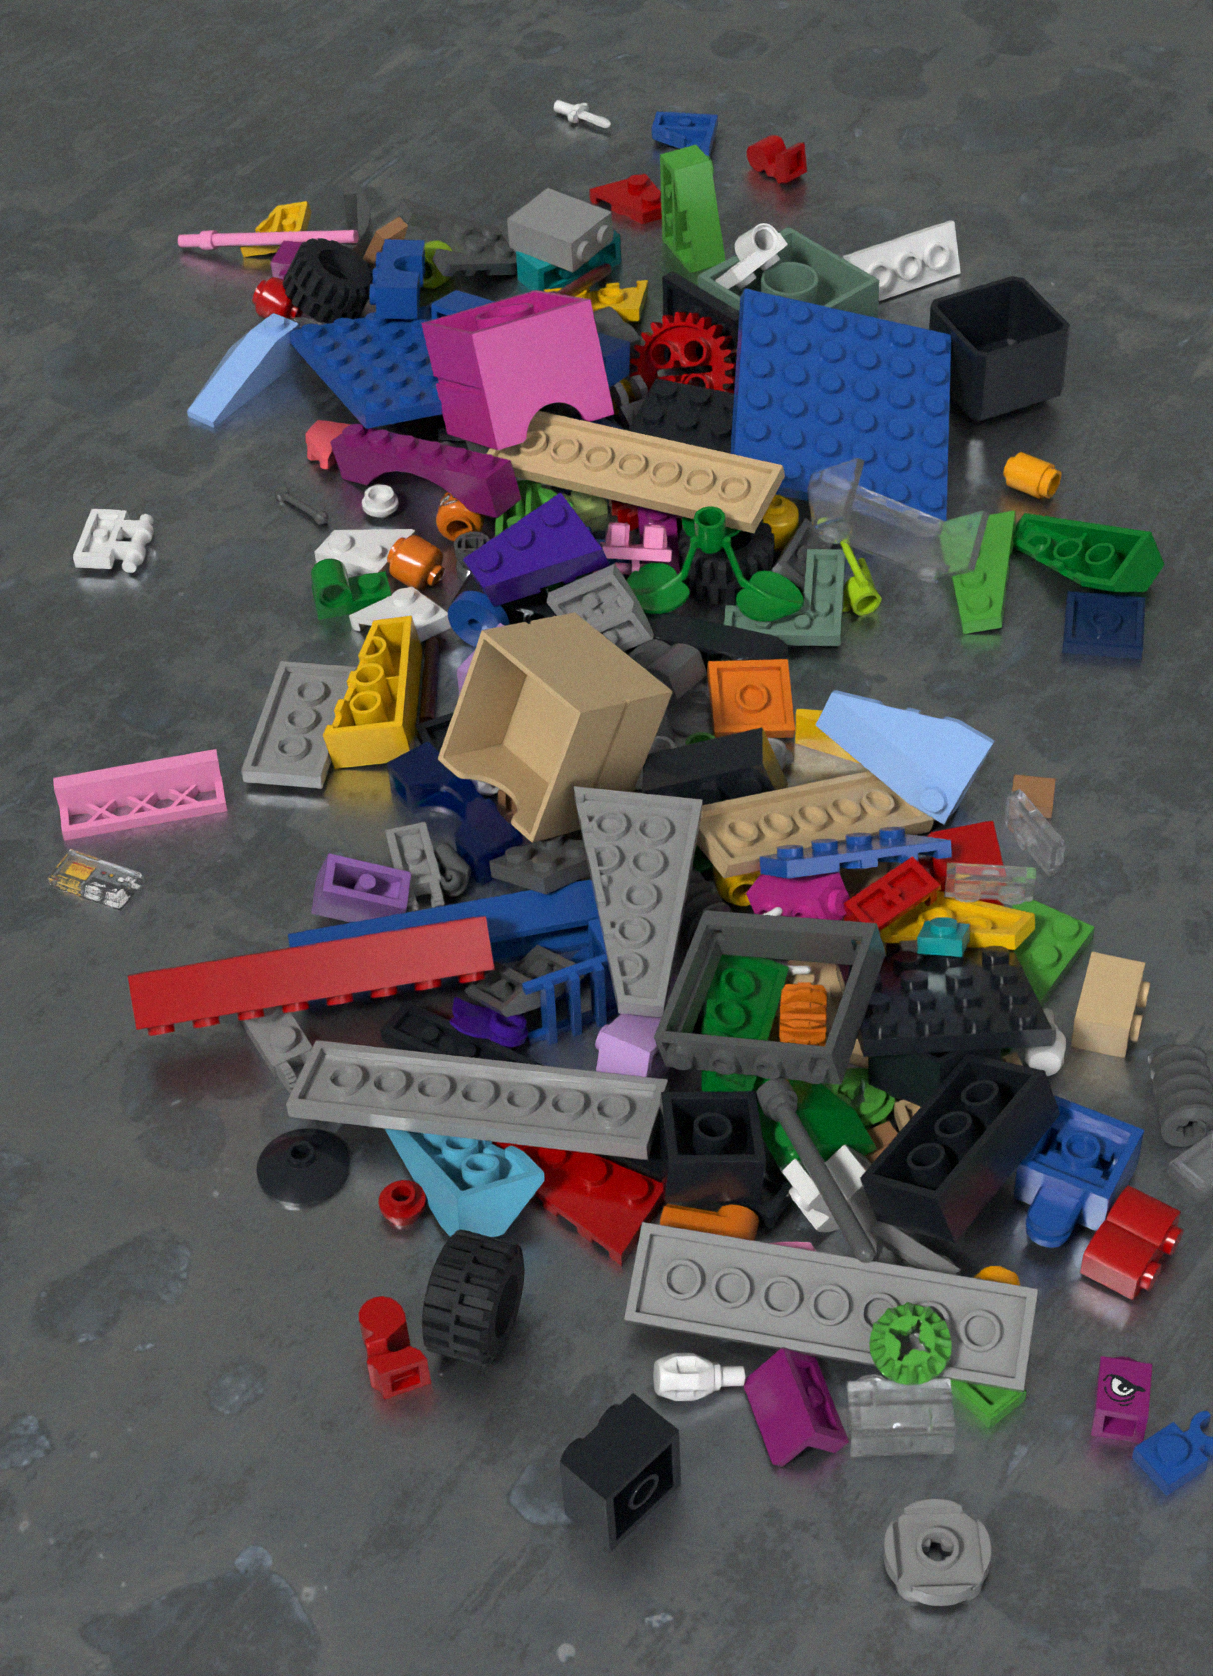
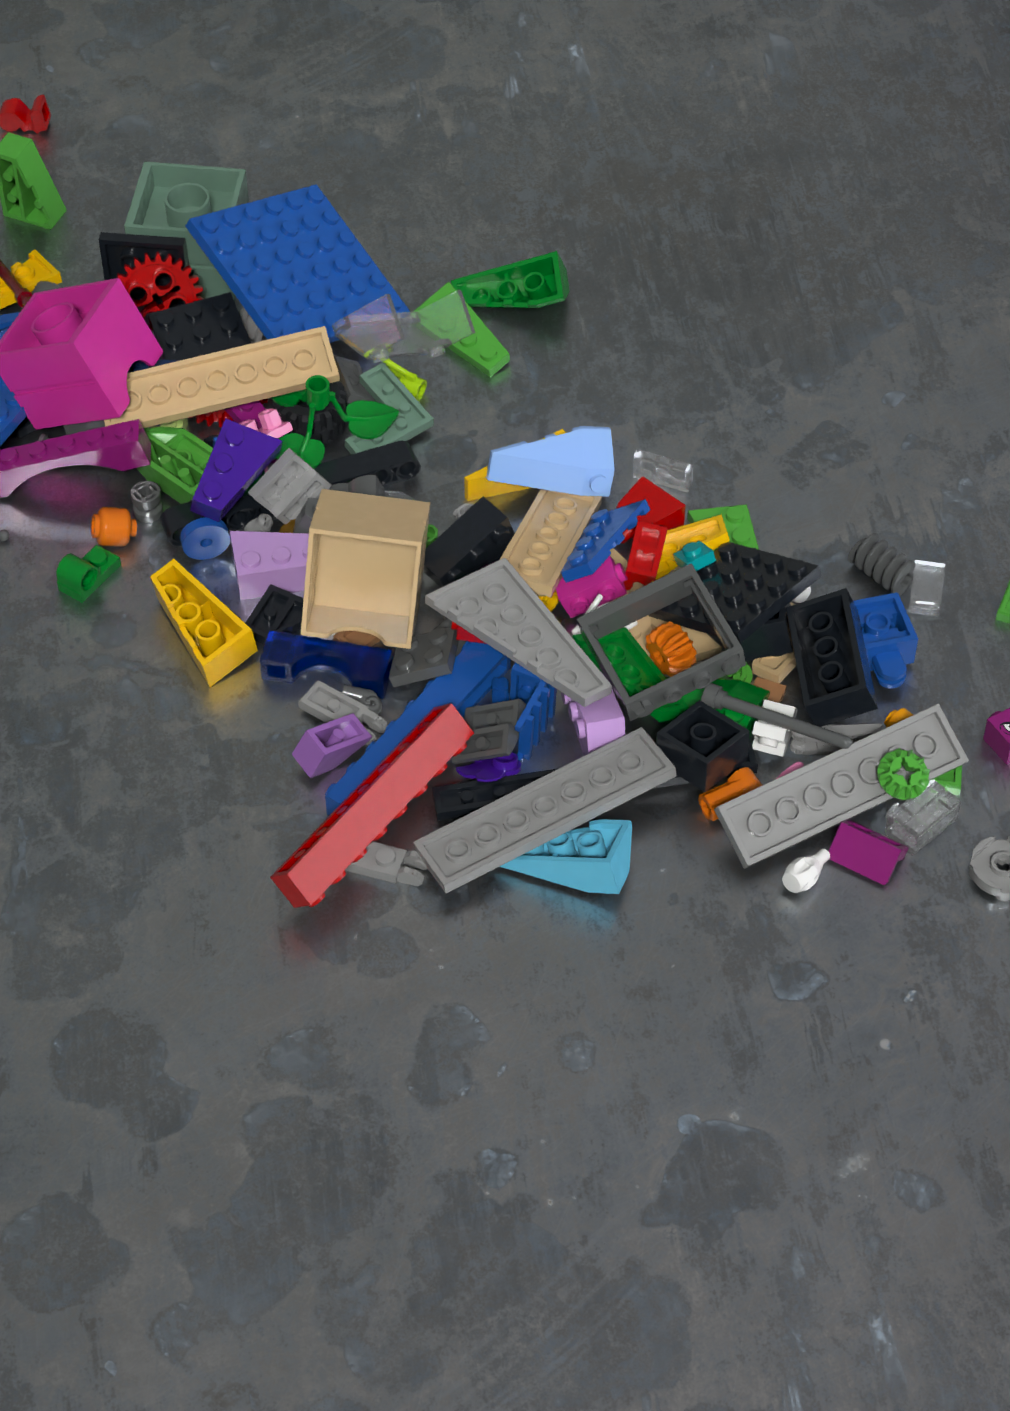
camera: 45 degrees left, 5 degrees up
(95, 879) = (145, 848): clear tile -> none
(140, 787) = (105, 773): bright pink fence -> none
(289, 734) = (162, 672): light grey plate -> none
(303, 1180) = (473, 928): black dish -> none
(361, 549) = (61, 538): white wing -> none
(380, 501) = (33, 501): white plate -> none
(391, 1361) = (627, 965): red leg -> none
(403, 1212) = (555, 902): red plate -> none
(427, 615) = (140, 562): white wing -> none
(456, 519) = (106, 482): orange head -> none
(473, 1297) = (669, 907): black tyre -> none
(596, 1196) = (658, 818): red wing -> none
(620, 1471) = (833, 936): black brick -> none
(750, 697) = (426, 481): orange plate -> none
(752, 256) = (151, 190): white plate -> none
(911, 259) = (206, 141): white brick -> none
(995, 882) = (693, 506): clear plate -> none
(1003, 347) = (346, 167): black plate -> none
(1032, 476) = (431, 253): light orange brick -> none
(1038, 790) = (627, 448): medium nougat tile -> none
(1104, 625) = (565, 326): dark blue tile -> none
(1108, 1005) = (797, 537): tan brick -> none
(1131, 1243) = (937, 657): red brick -> none

